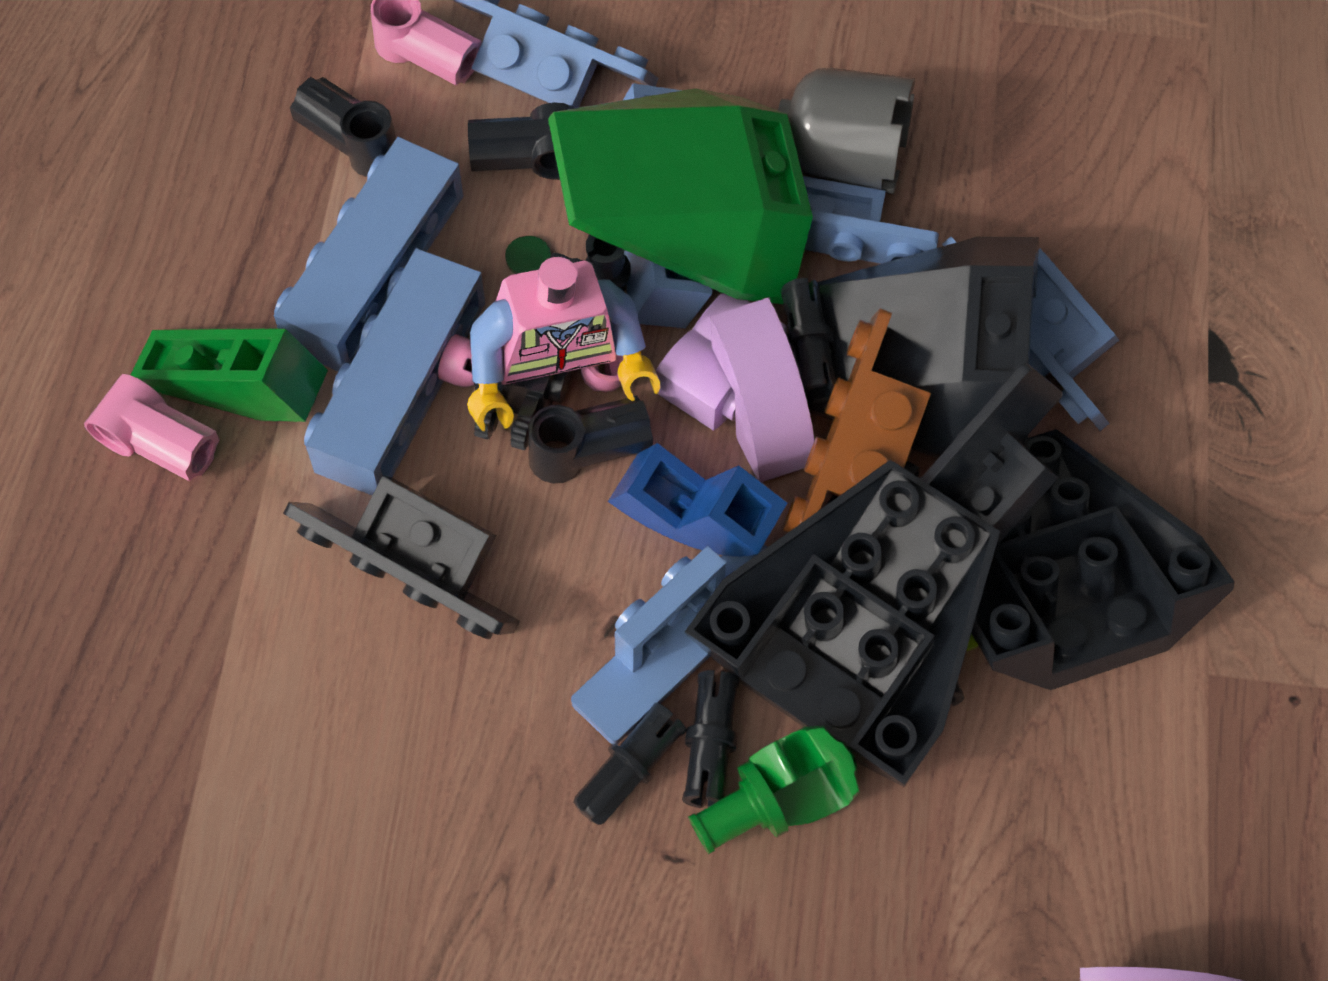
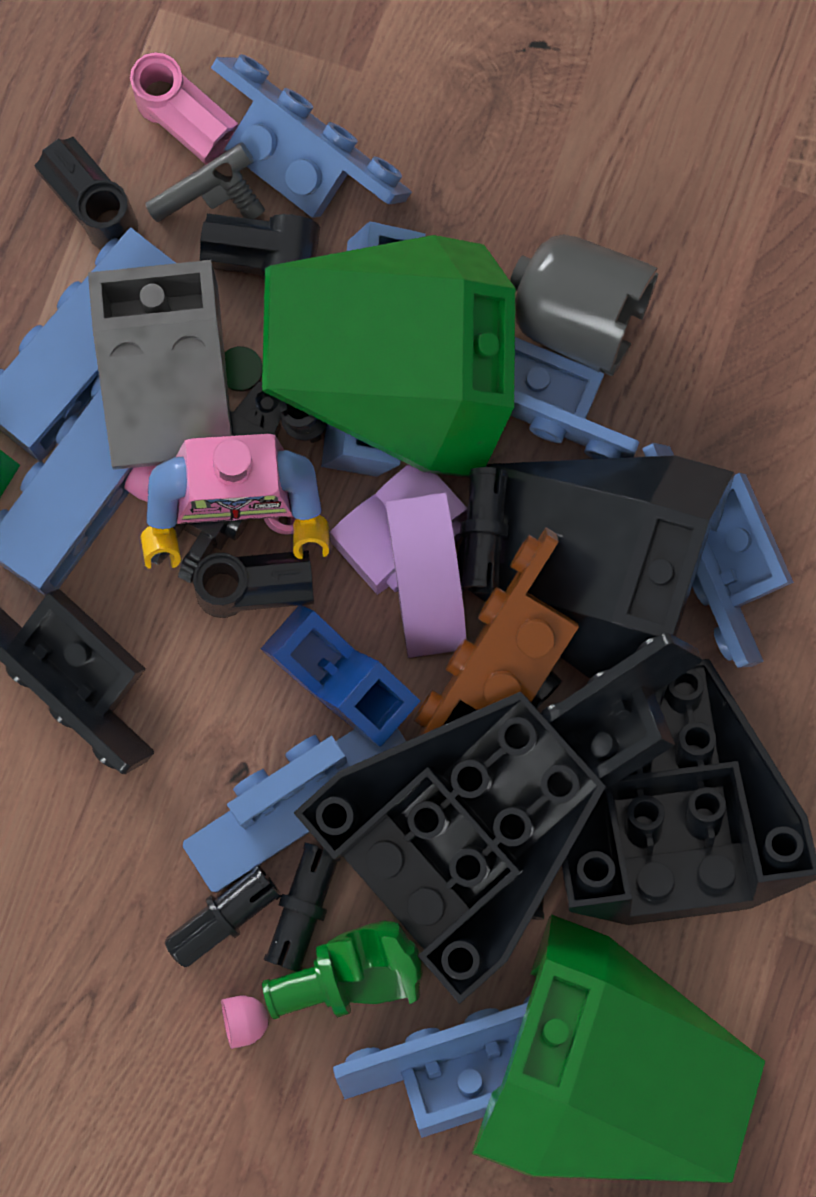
camera: 15 degrees right, 15 degrees up
(453, 227) = (159, 359): none -> flat silver slope
(466, 99) = (212, 187): none -> dark grey hose
(674, 865) = (244, 1020): none -> bright pink hinge
(920, 860) = (444, 1071): none -> medium blue bracket
(1084, 836) = (617, 1074): none -> green wedge

